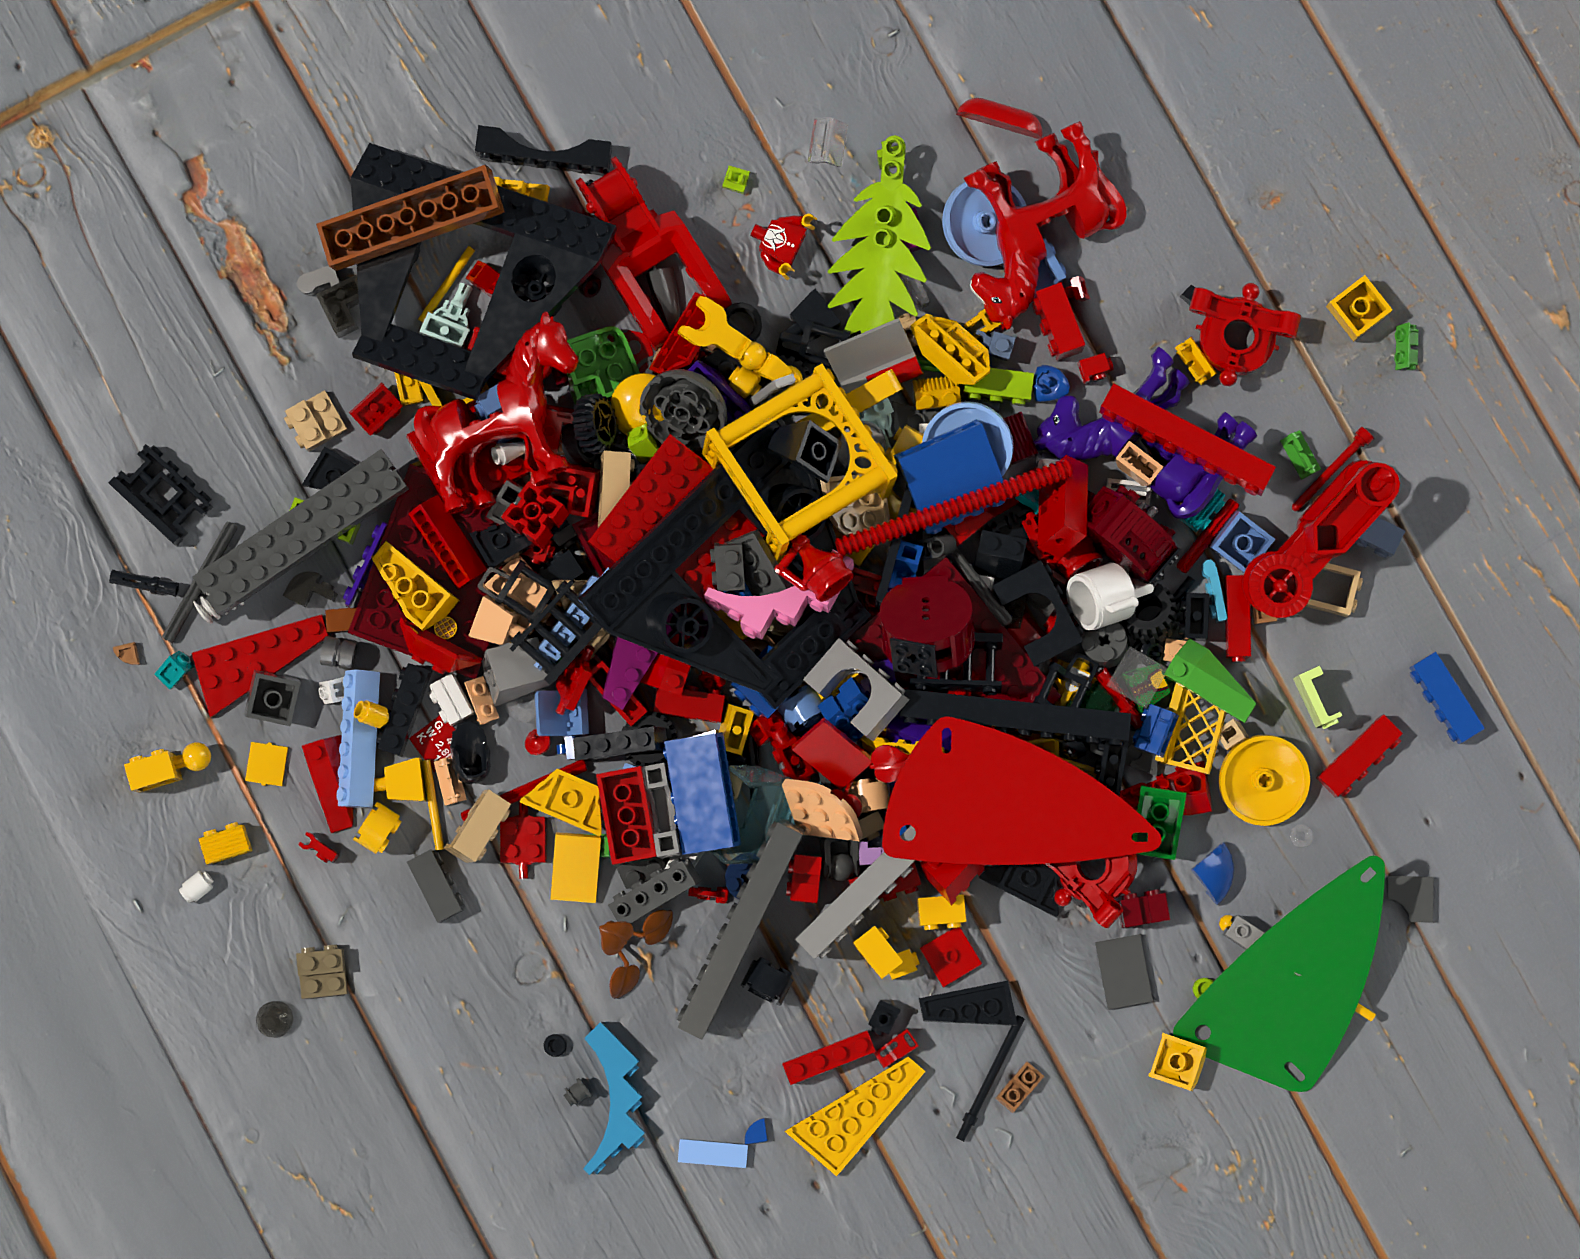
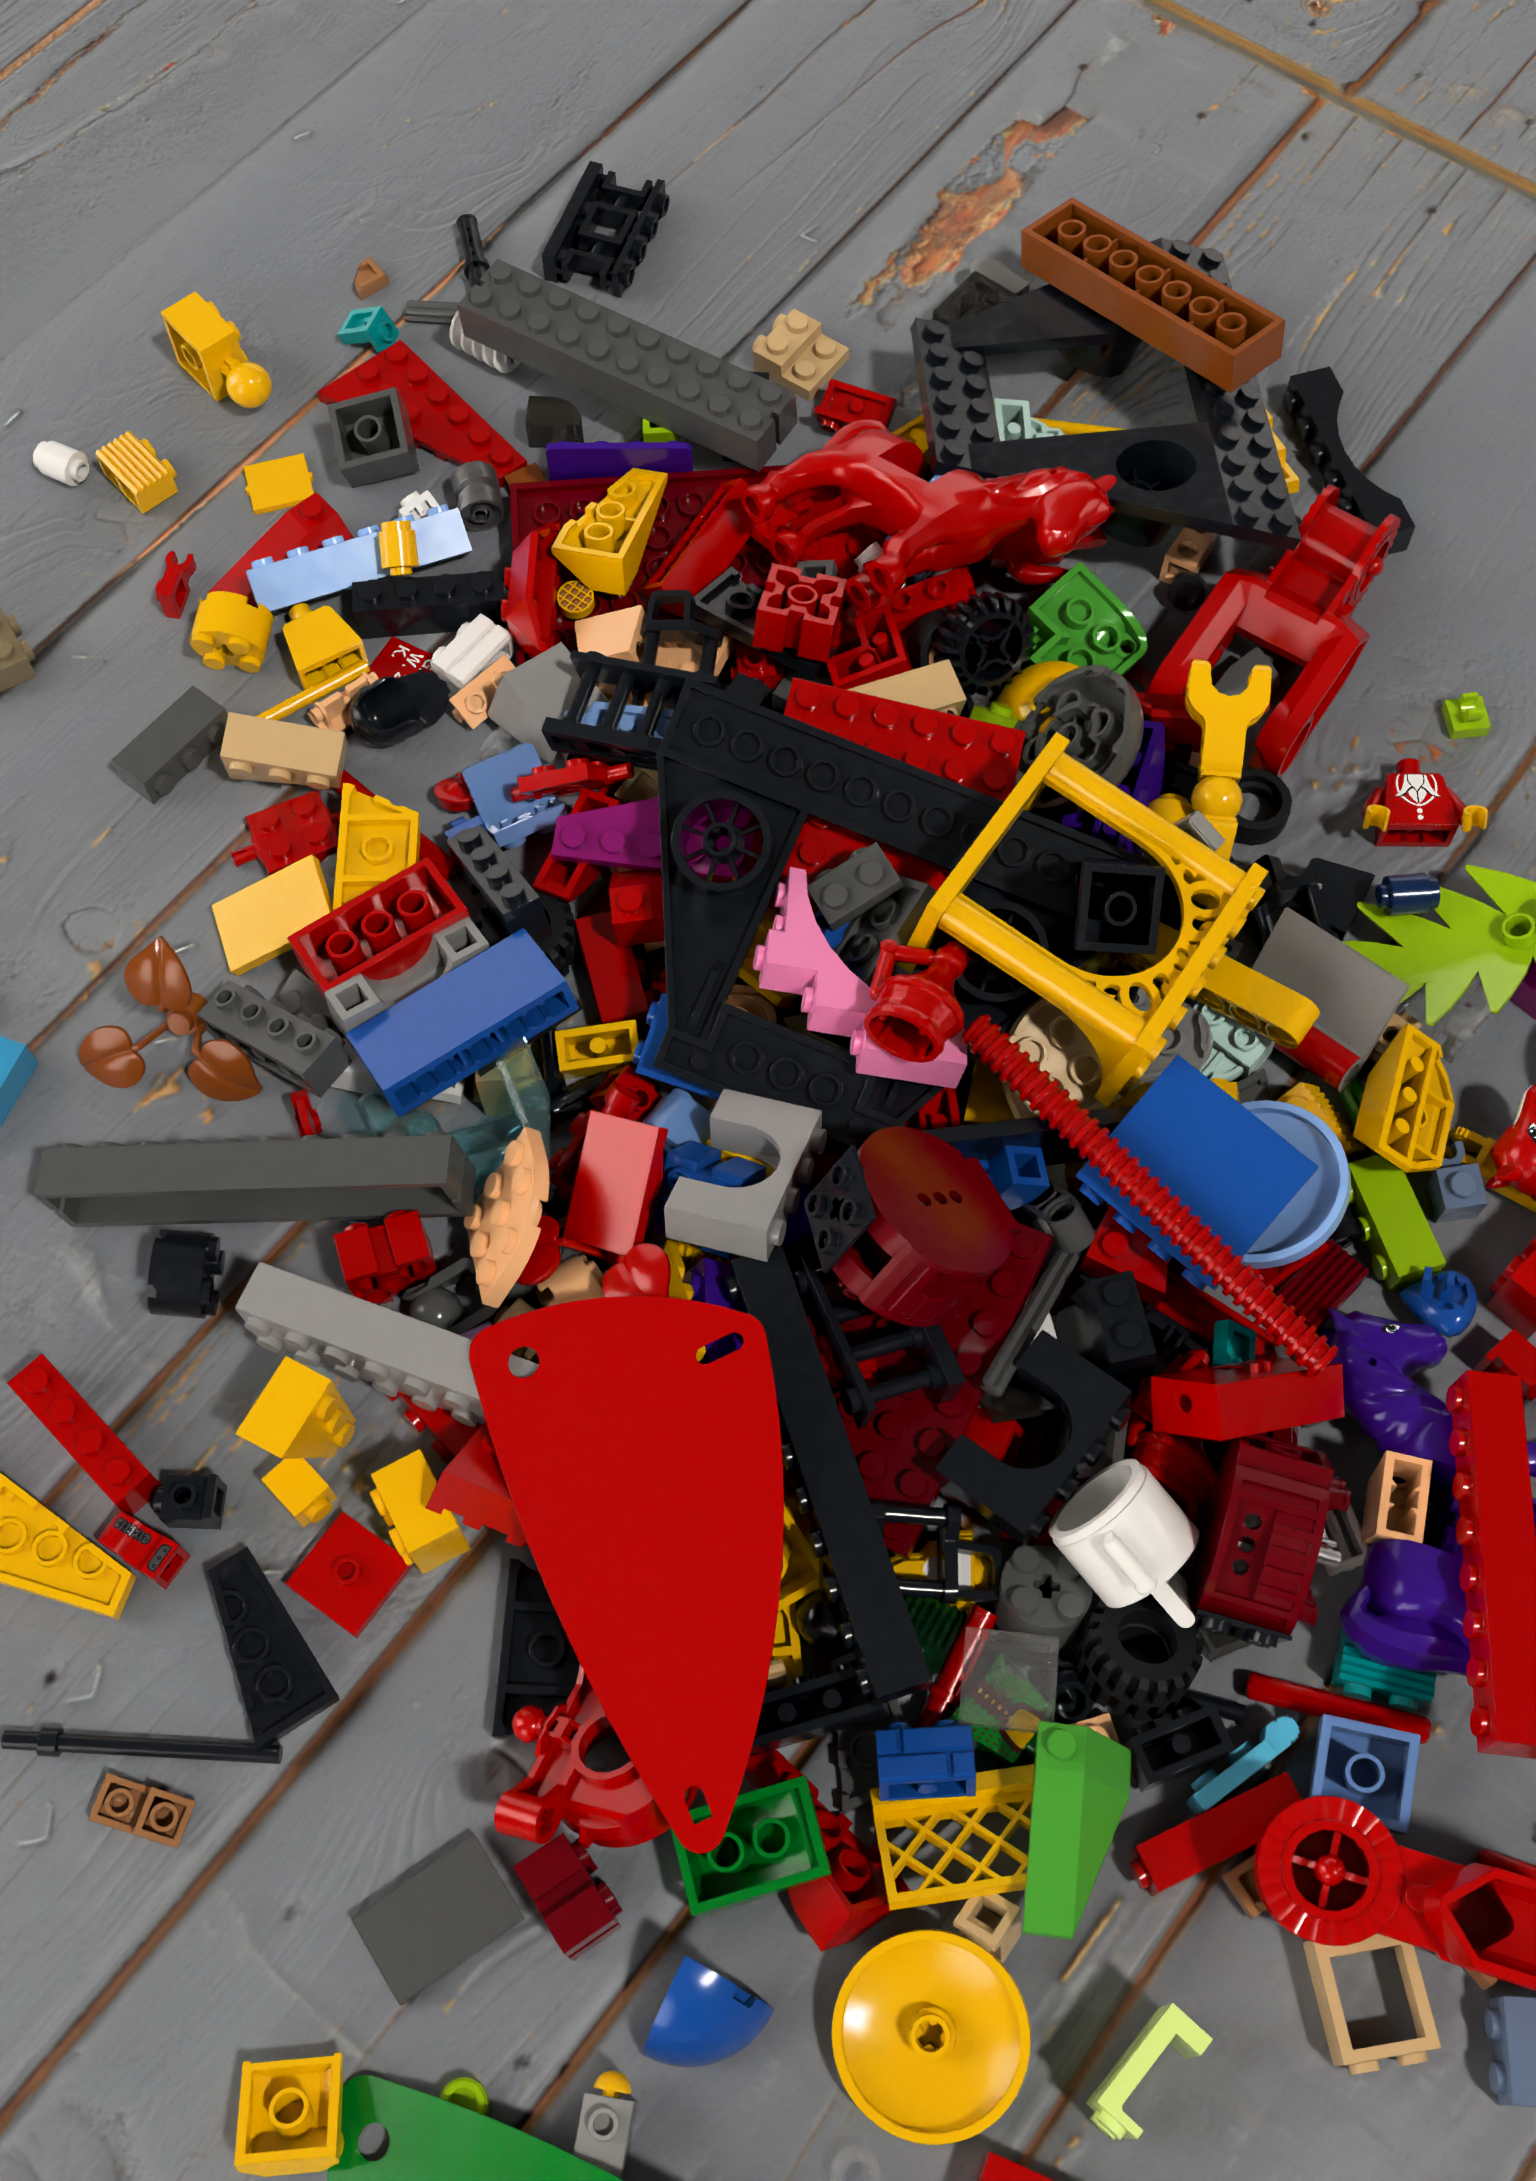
camera: 65 degrees right, 20 degrees down
(839, 282) = (1407, 894): none -> dark blue brick

